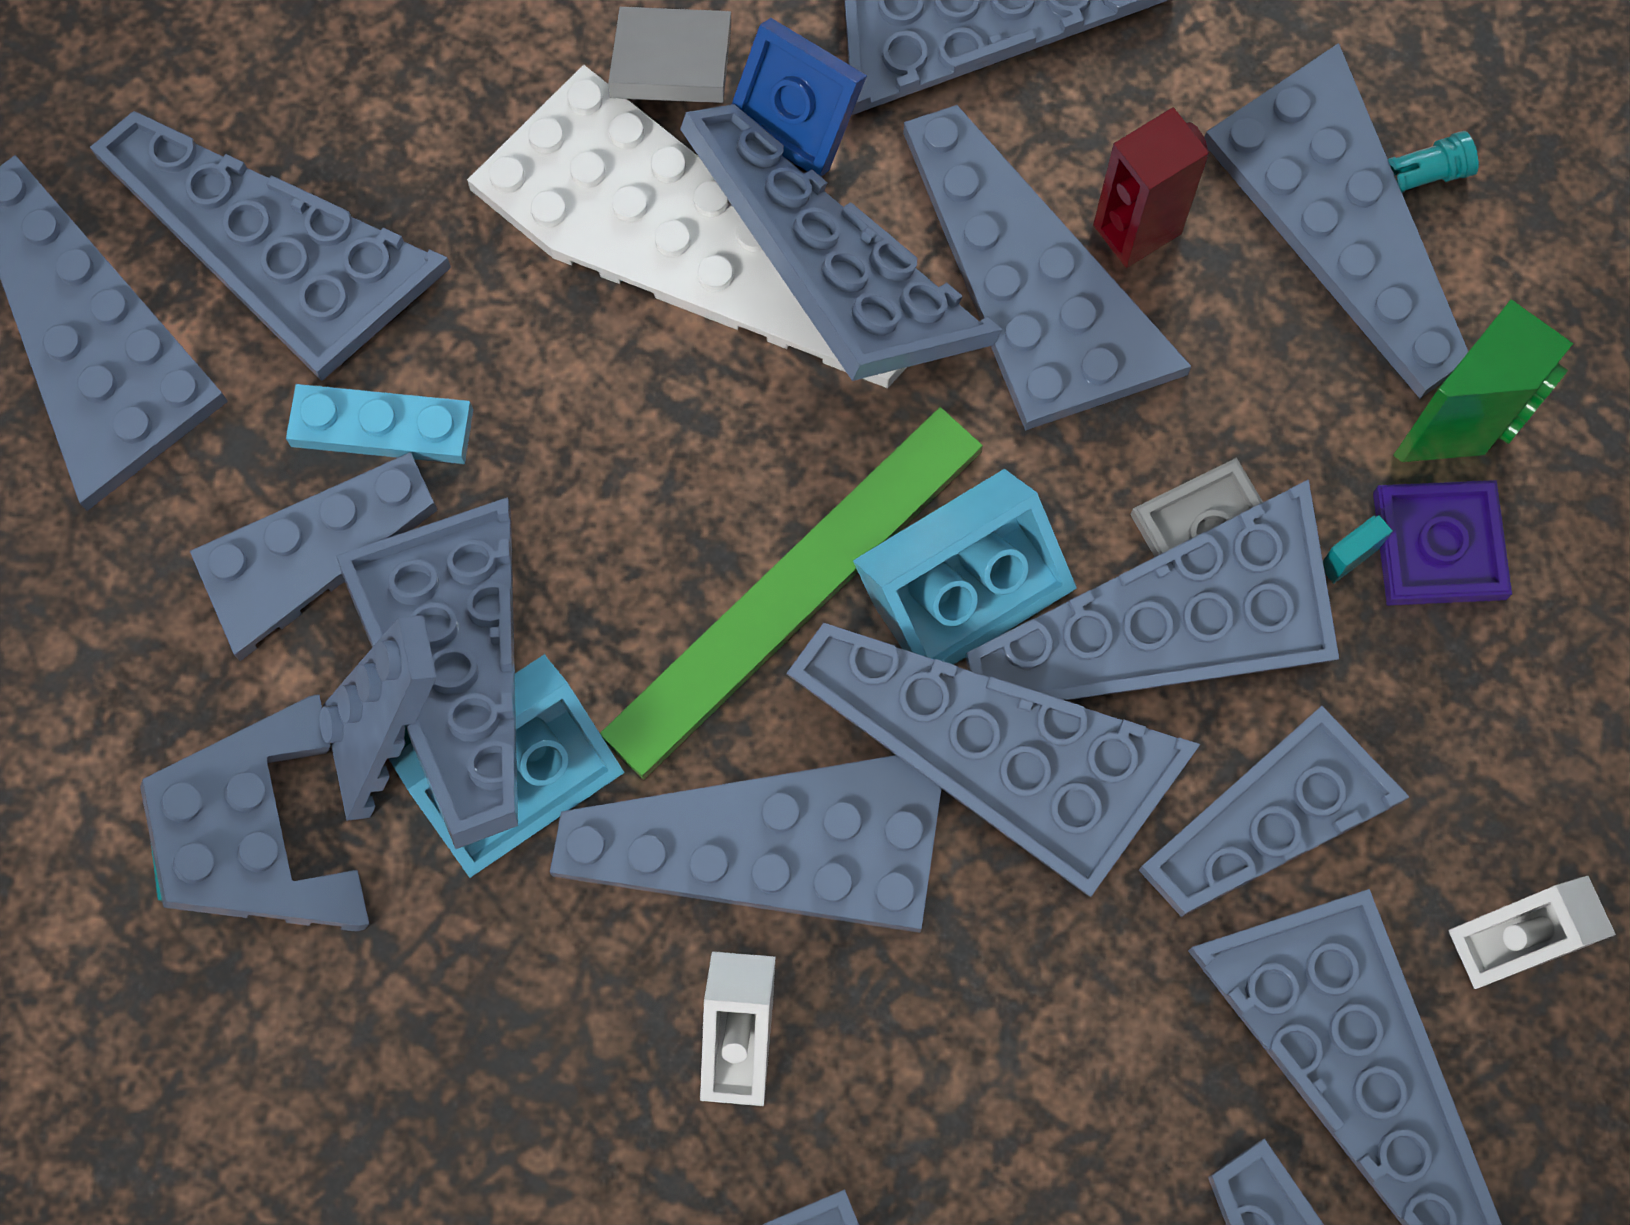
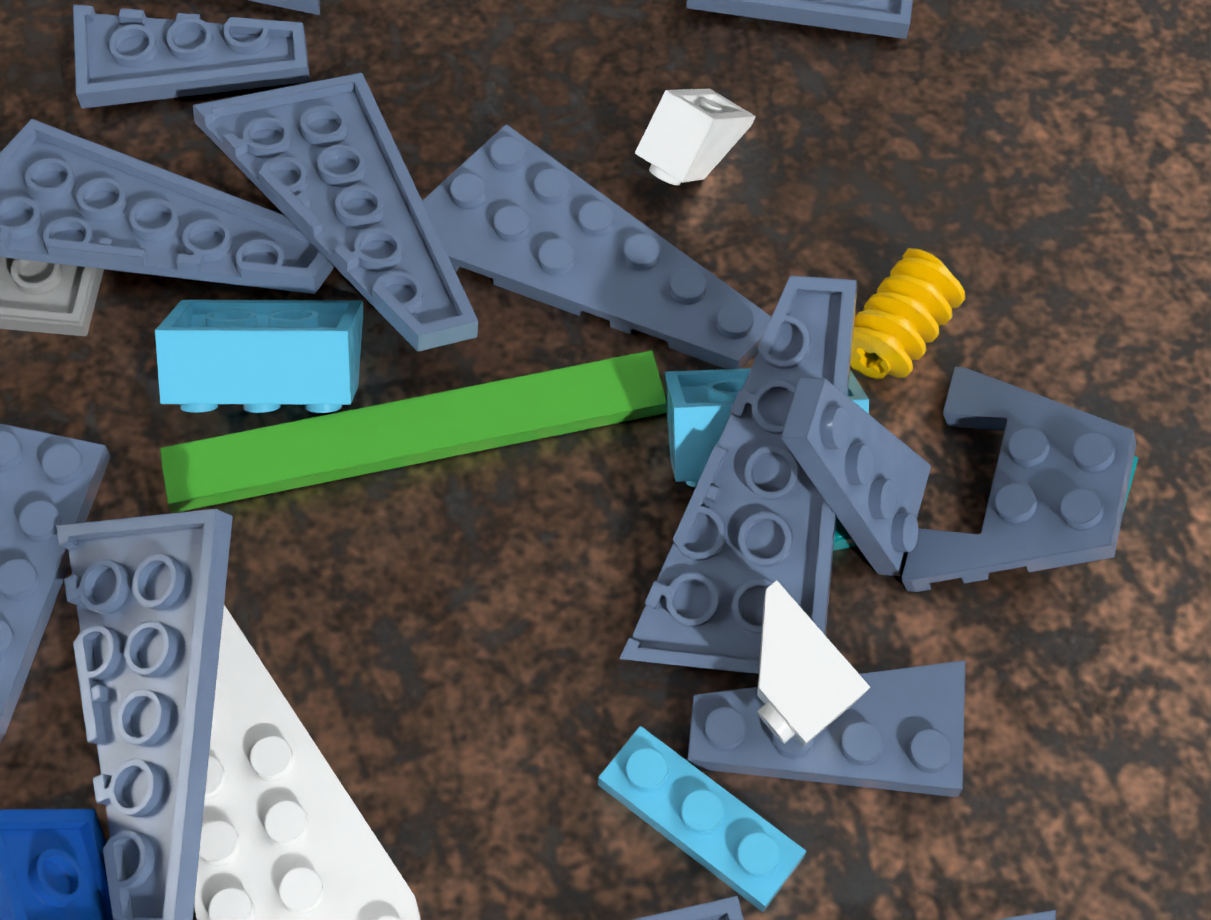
camera: 150 degrees left, 10 degrees down
(340, 532) = (800, 672): none -> white slope
(433, 936) = (904, 315): none -> yellow piece

